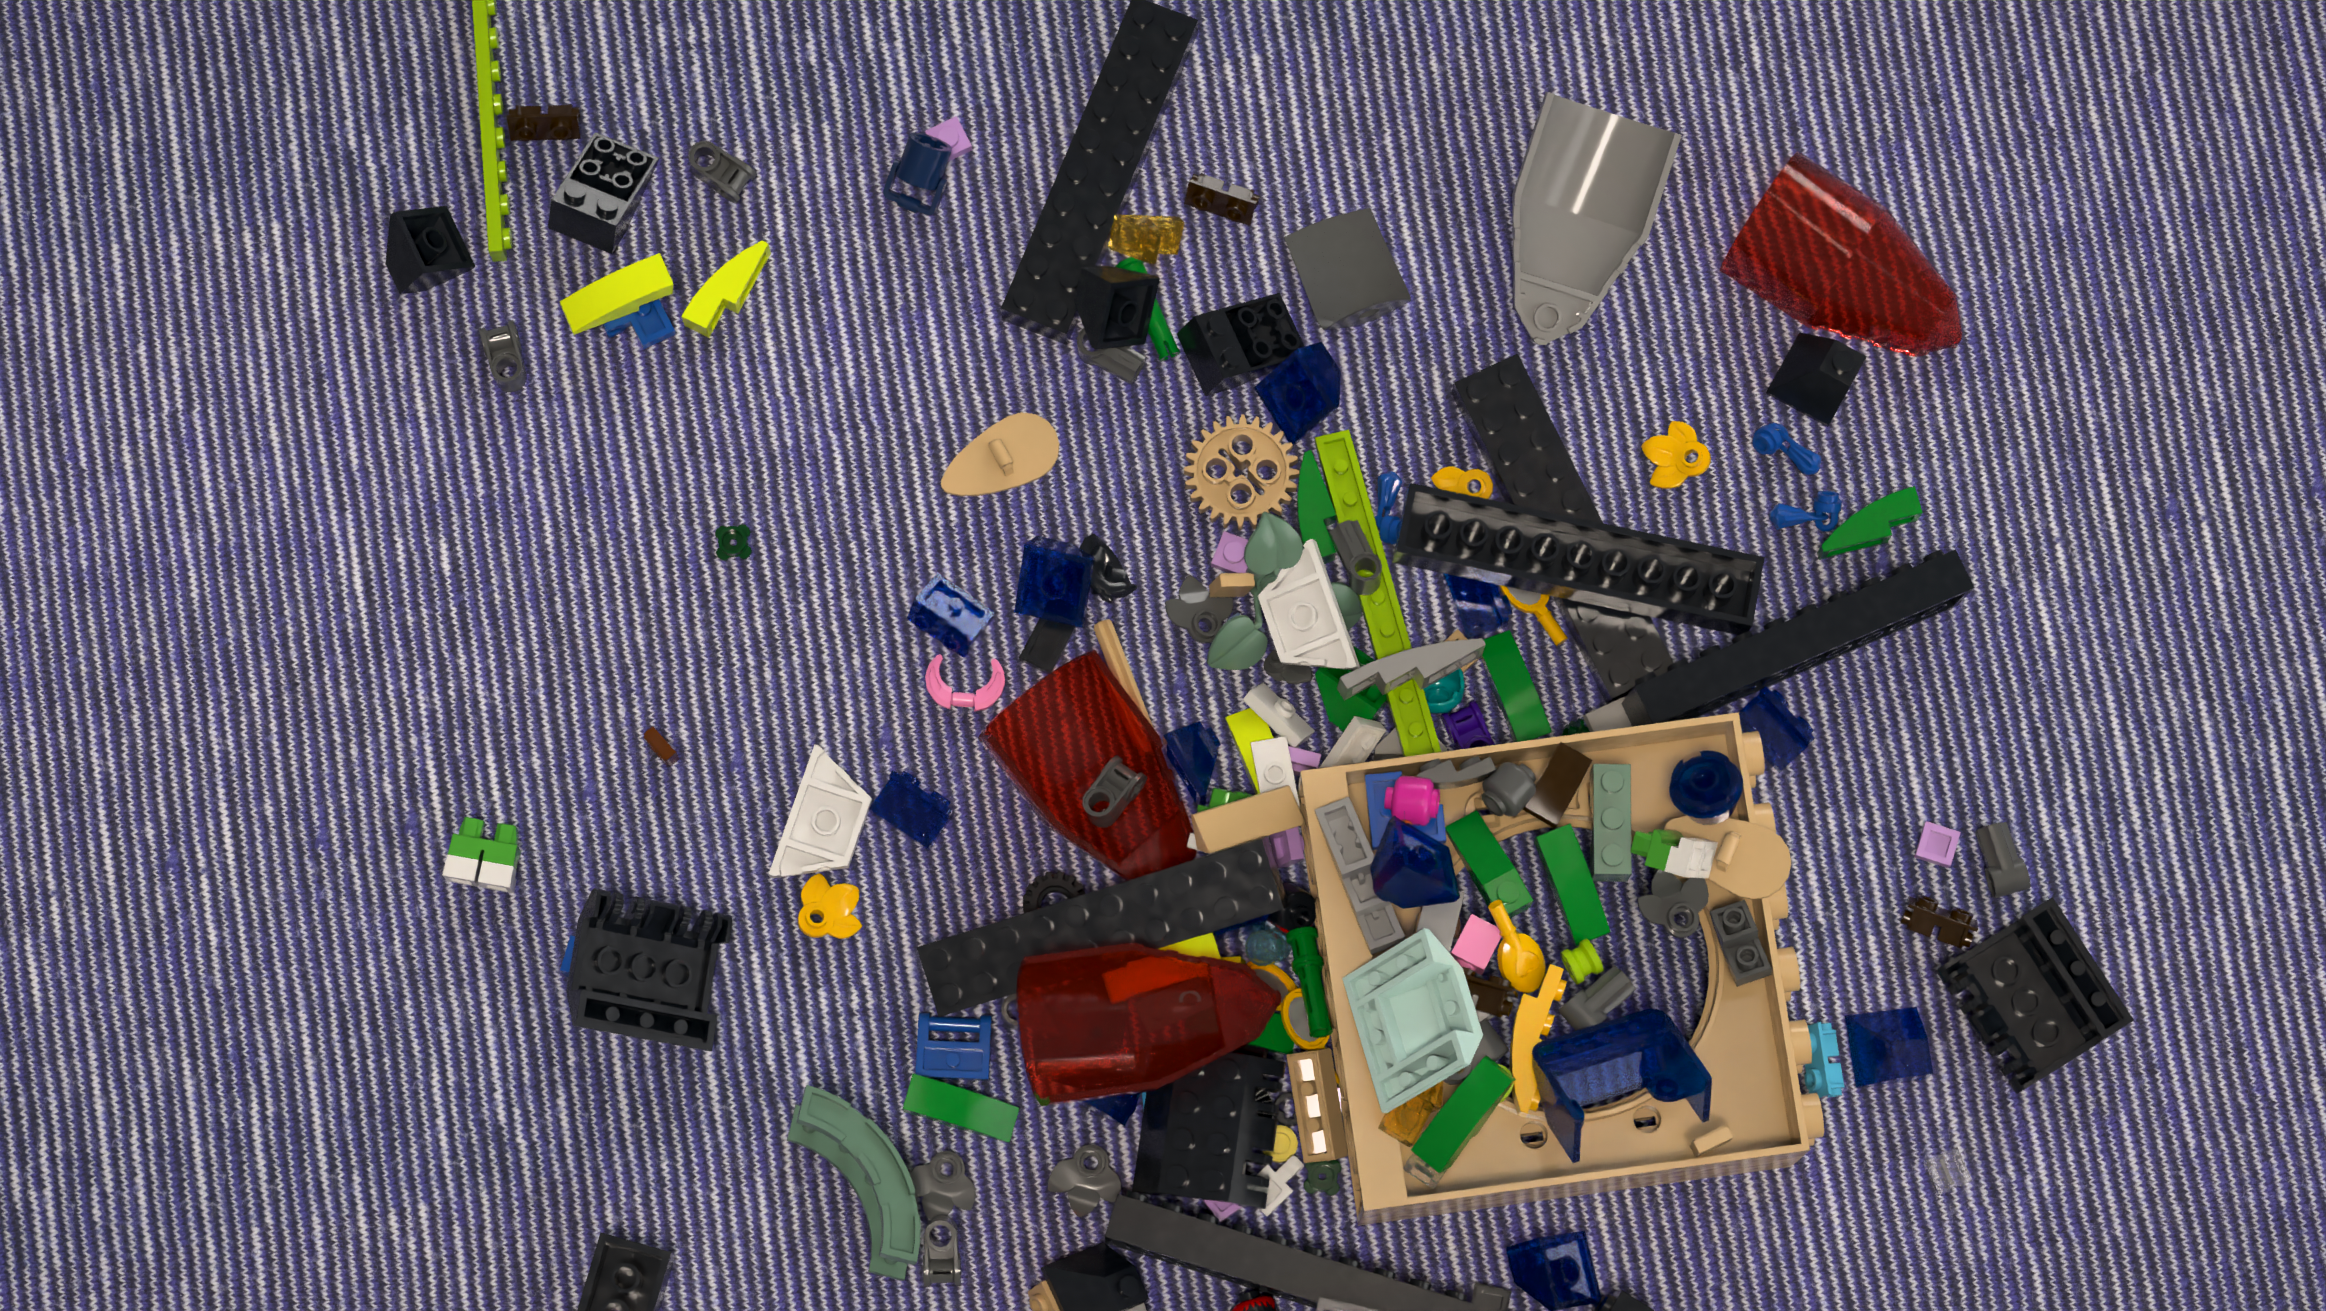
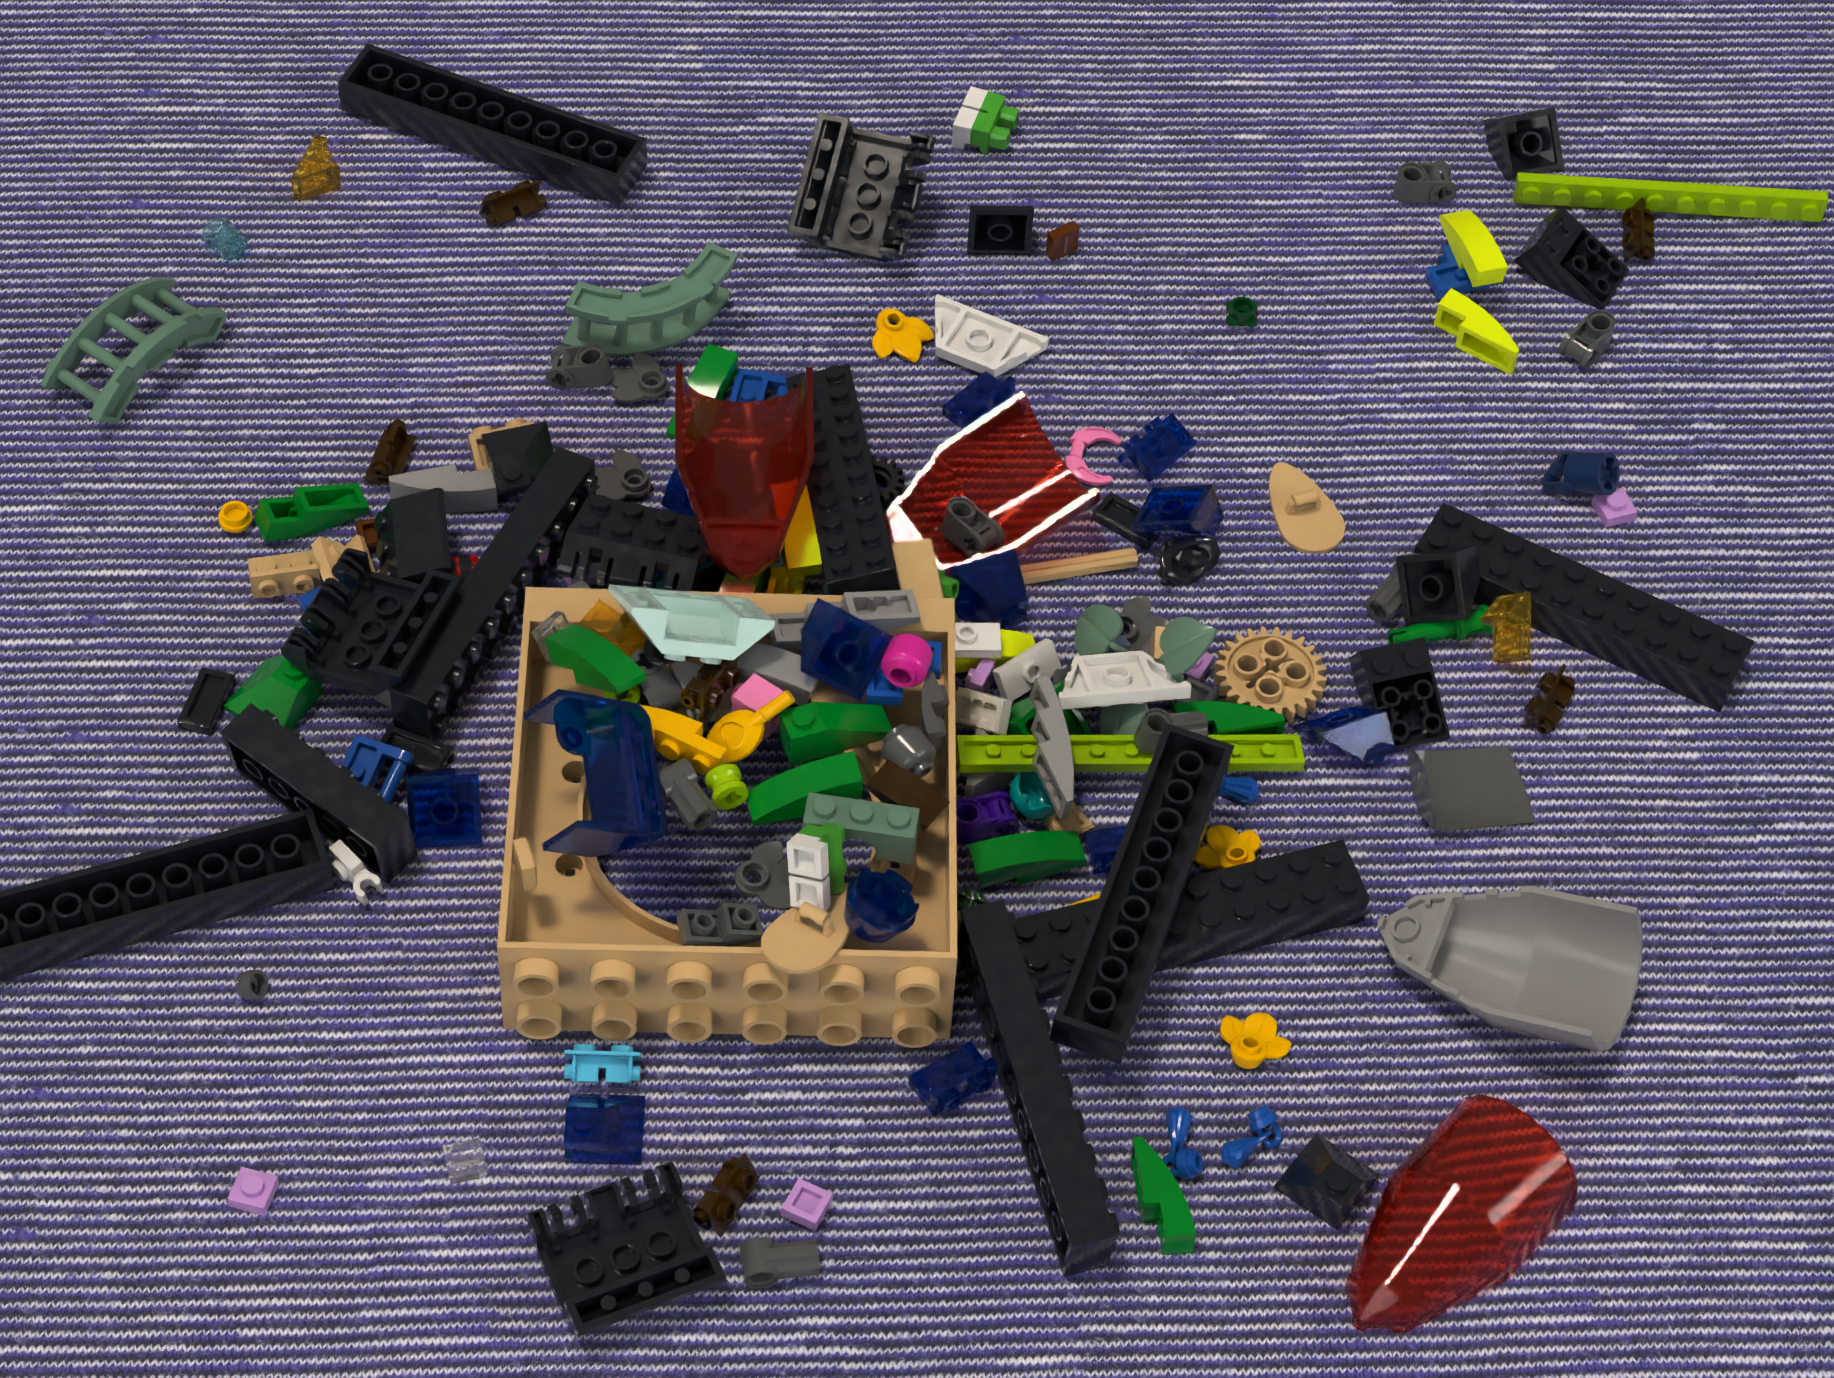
camera: 95 degrees right, 25 degrees down
(654, 810) = (1000, 229): none -> black slope

